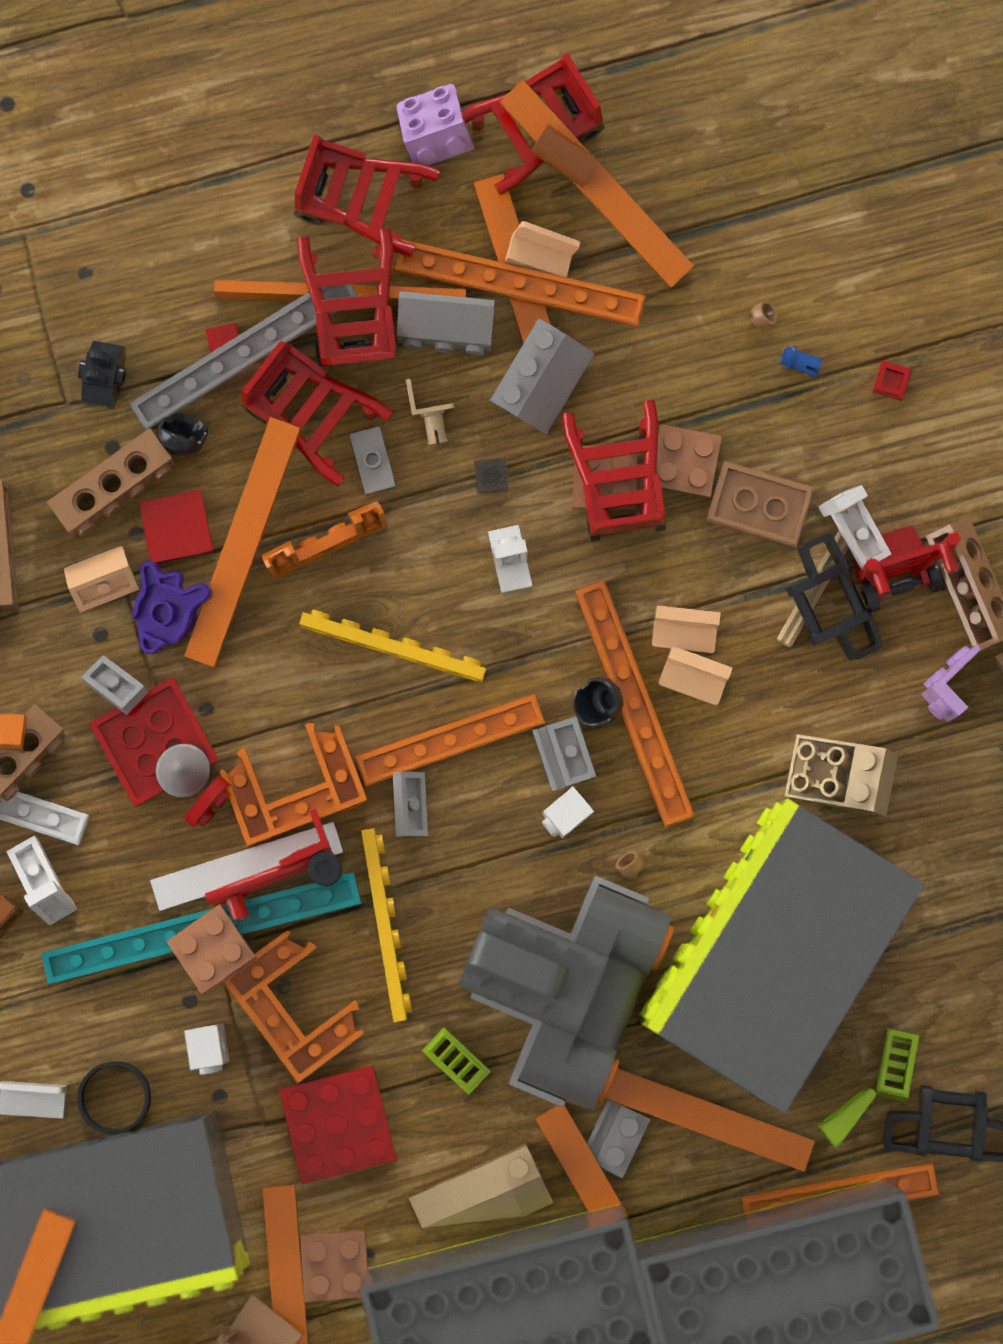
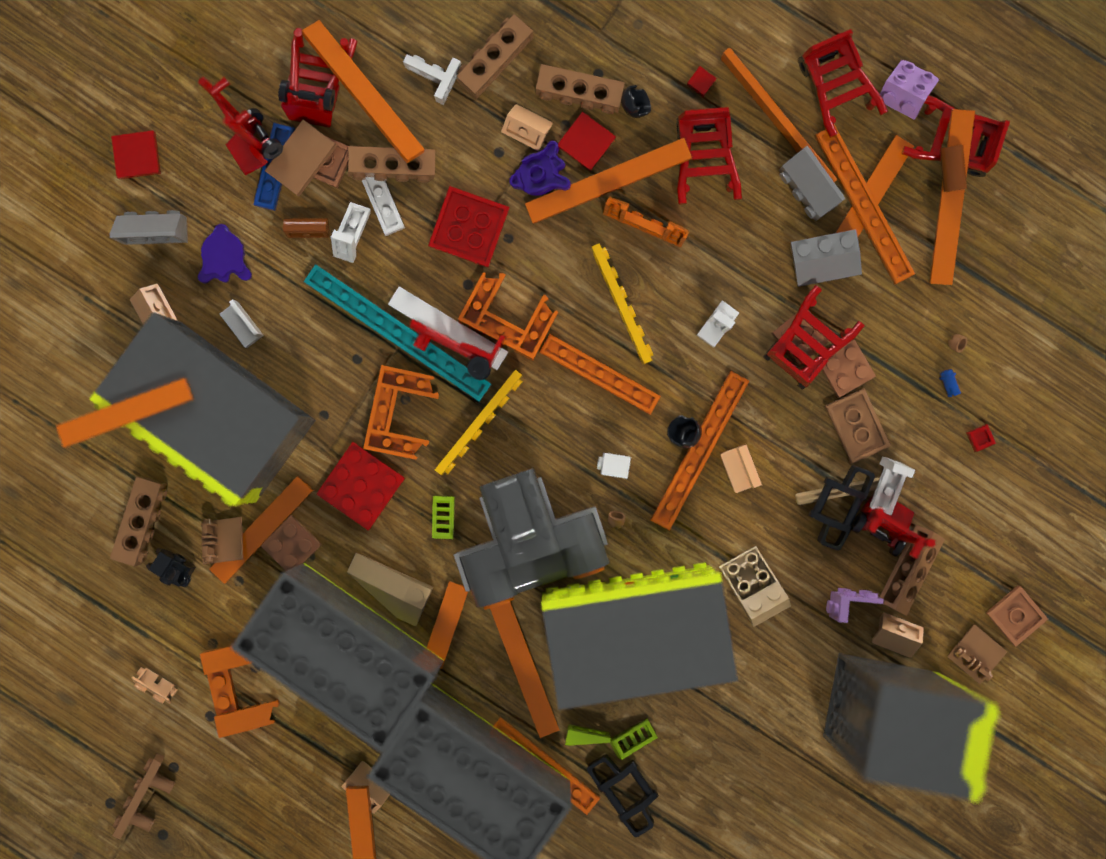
camera: 50 degrees right, 5 degrees up
(81, 1105) = (258, 353): black tyre -> none
(102, 374) = (631, 34): black hinge -> none
(115, 684) = (479, 181): light grey plate -> none
(182, 770) = (467, 253): light grey hat -> none
(207, 1048) = (340, 388): white brick -> none
(211, 950) = (390, 347): nougat plate -> none
(213, 796) = (466, 280): red plate -> none
(232, 358) = (707, 95): light grey tile -> none
(326, 341) = (780, 153): red hand -> none
(372, 461) = (707, 210): light grey plate -> none
(410, 804) = (550, 382): light grey plate -> none
(432, 417) = (756, 220): tan bracket -> none
(491, 475) = (752, 277): clear smoke plate -> none
(541, 249) = (892, 199): light nougat panel -> none
(564, 753) = (643, 437): light grey plate -> none
(616, 1137) = (475, 629): light grey plate -> none
(685, 629) = (760, 443): light nougat panel -> none

